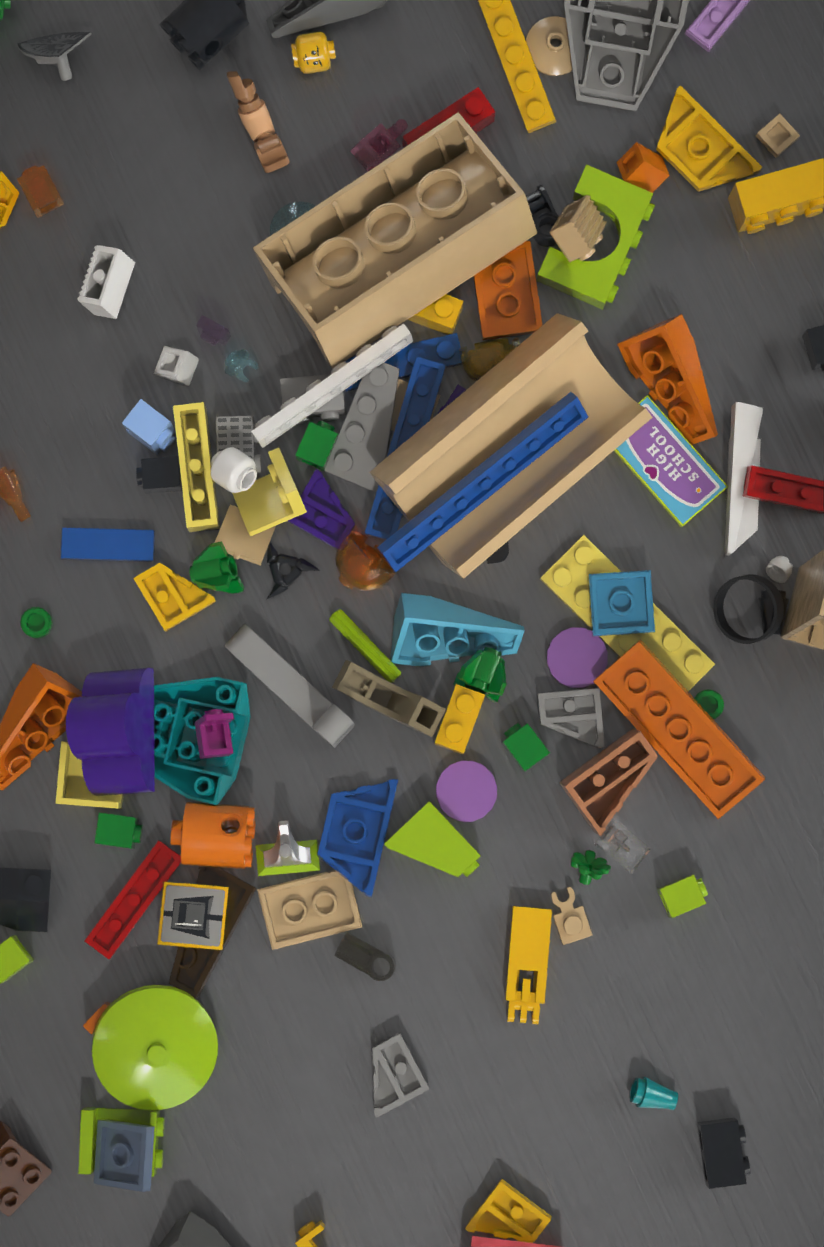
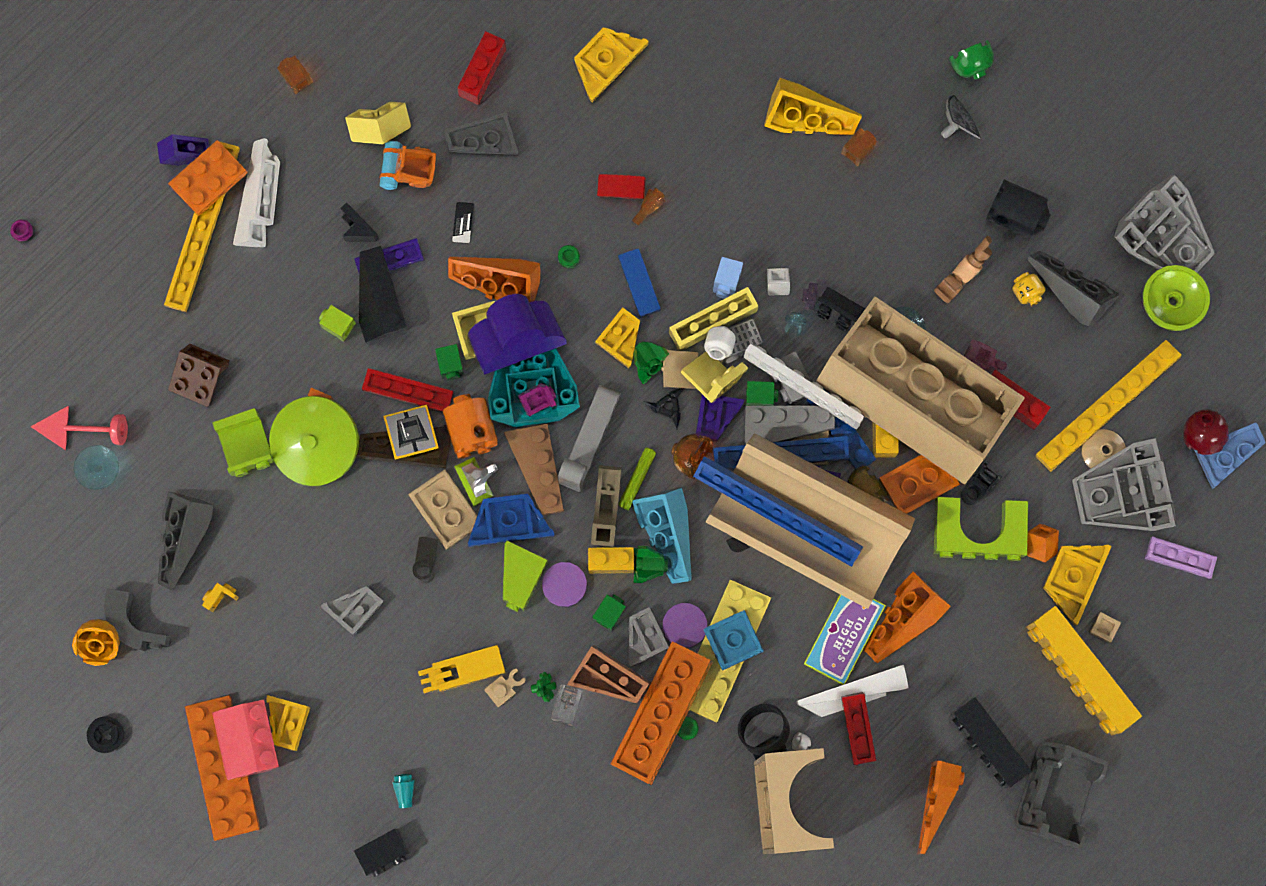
camera: 70 degrees right, 5 degrees down
(106, 281) = (815, 212): white brick -> none
(124, 1155) = (235, 447): sand blue plate -> none
(159, 475) = (698, 296): black brick -> none
(245, 302) = (838, 309): none -> black bracket
(290, 766) = (536, 460): none -> medium nougat wing
(578, 229) = (980, 512): tan brick -> none
(683, 895) = (548, 759): lime brick -> none

